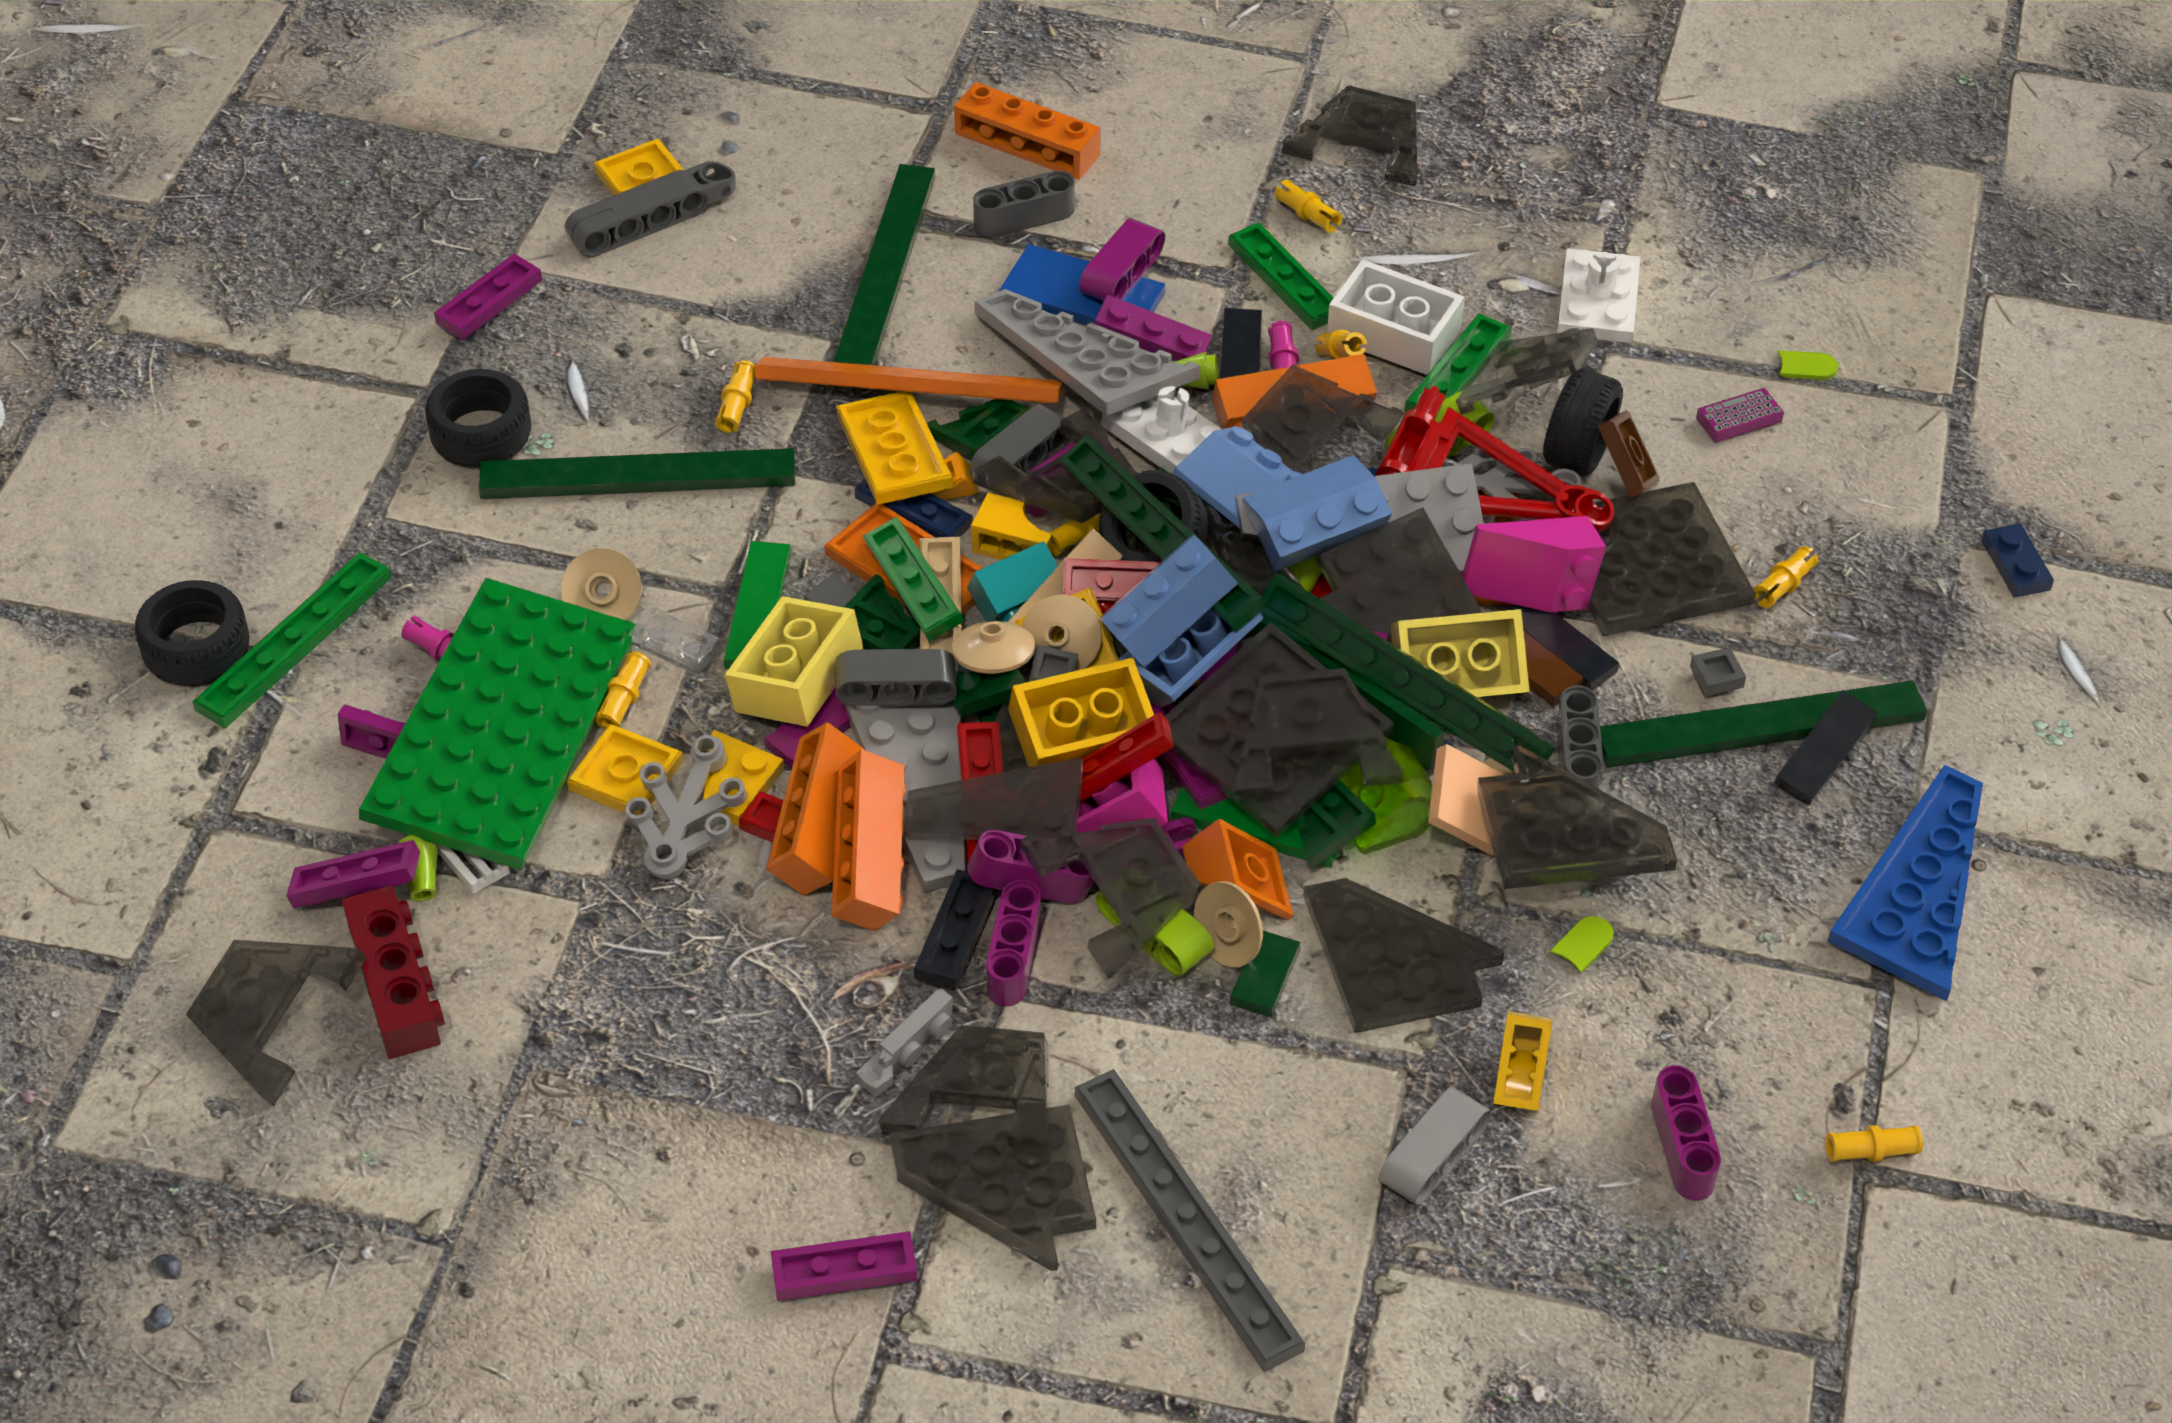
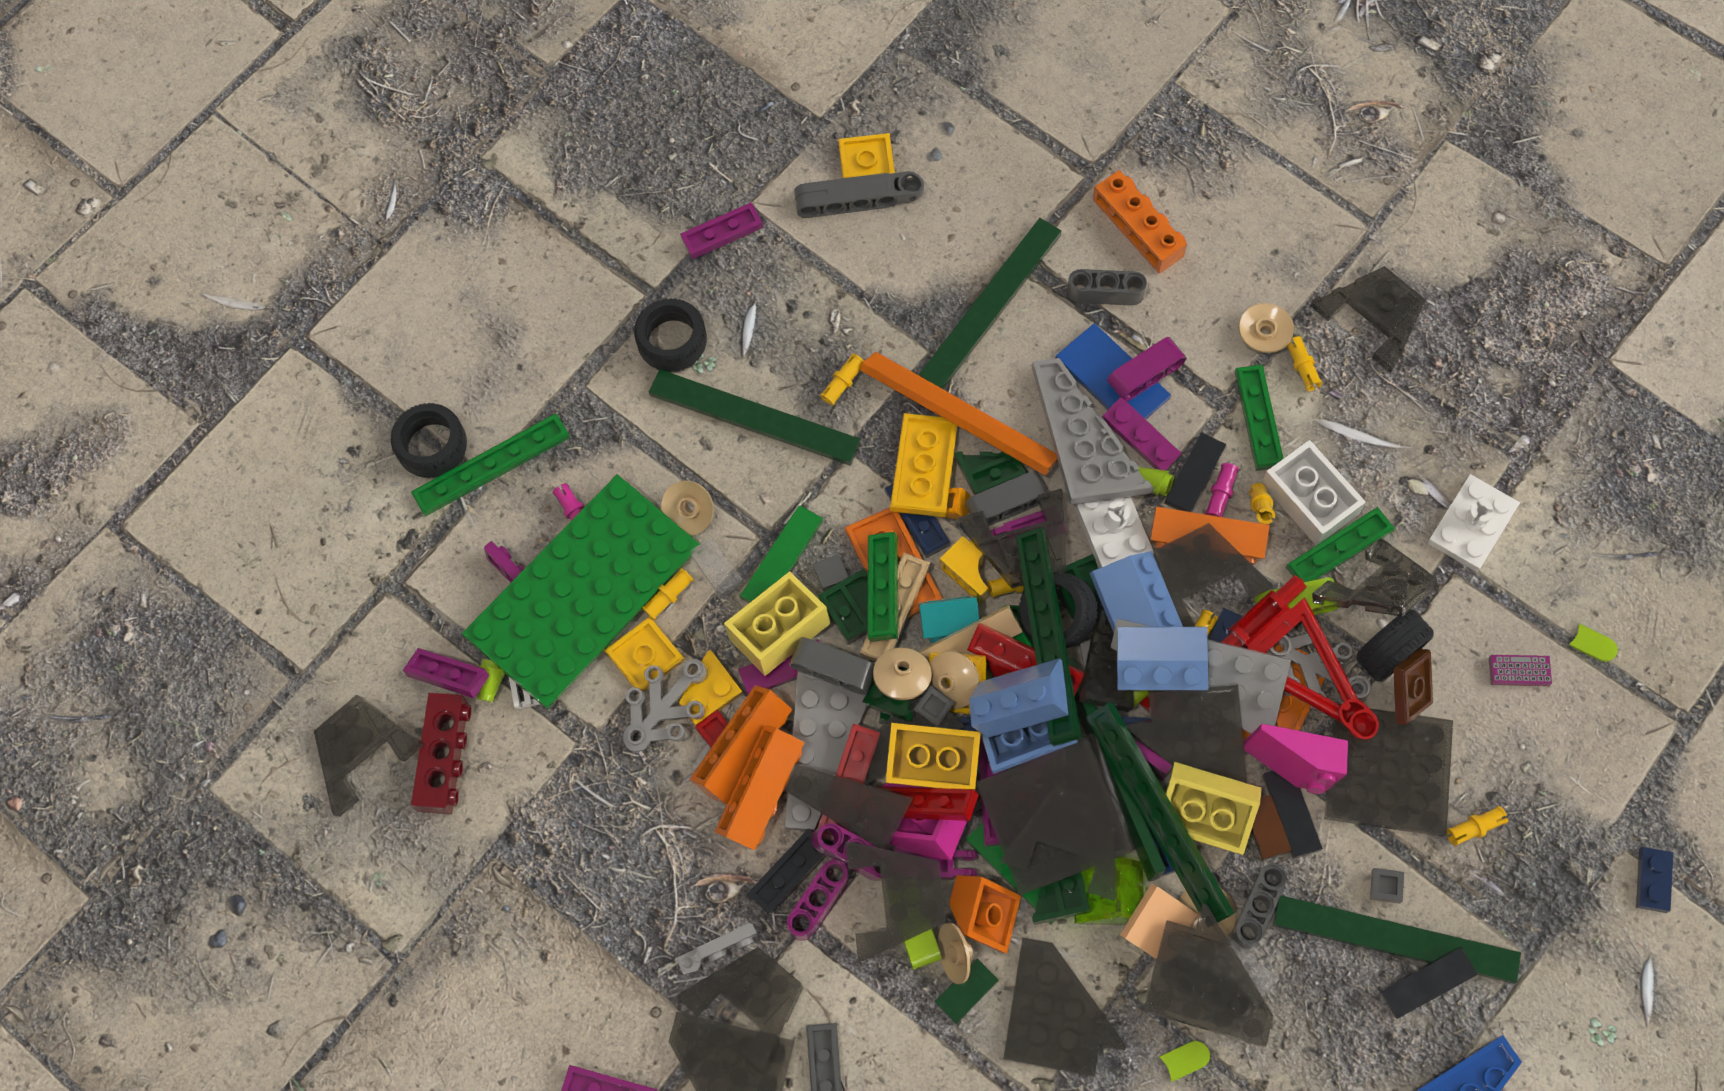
camera: 30 degrees right, 20 degrees up
(1243, 184) = (1269, 318): none -> tan dish

